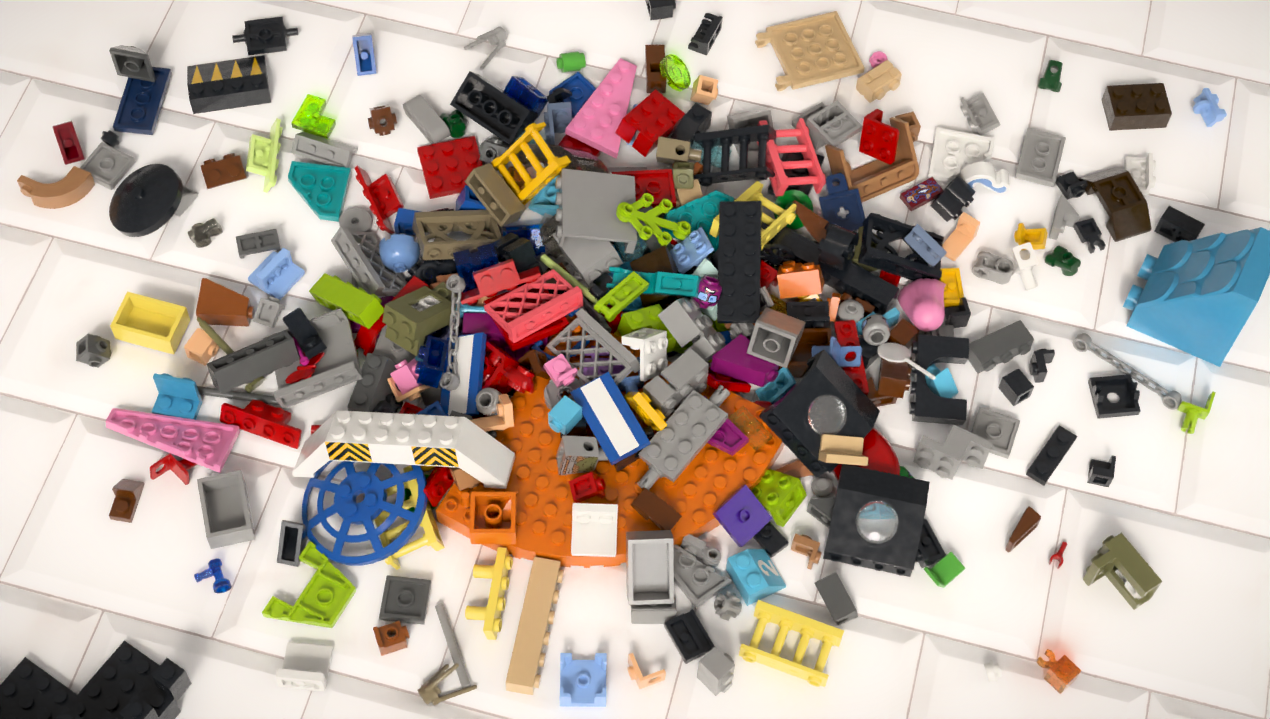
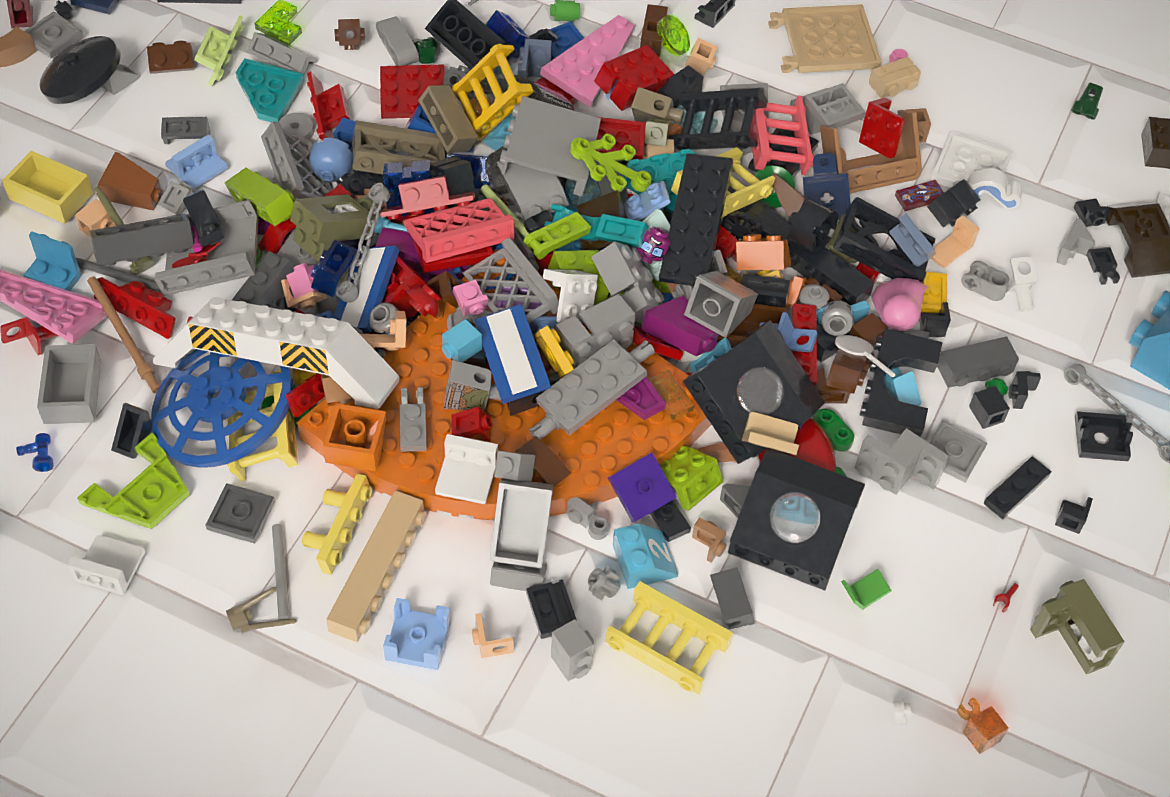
camera: 10 degrees right, 5 degrees down
(202, 232) = (130, 111): clear smoke plate -> none
(286, 483) = (144, 369): none -> medium nougat bar
(391, 644) = (212, 550): dark orange brick -> none
(536, 493) = (412, 422): none -> light grey hinge
(635, 519) = (514, 466): none -> light grey brick
(696, 579) = (573, 547): light grey wing -> none
(822, 486) = (742, 474): light grey plate -> none
(891, 428) = (833, 428): none -> green plate
(929, 548) = (851, 561): black bracket -> none
(981, 114) = (1001, 126): light grey bracket -> none
(1019, 364) = (1000, 384): none -> green plate
(1026, 525) = (970, 559): reddish brown slope -> none
(1036, 237) = (1042, 257): yellow bracket -> none
(1040, 157) = (1061, 179): light grey plate -> none
(1064, 260) = (1069, 285): dark green plate -> none

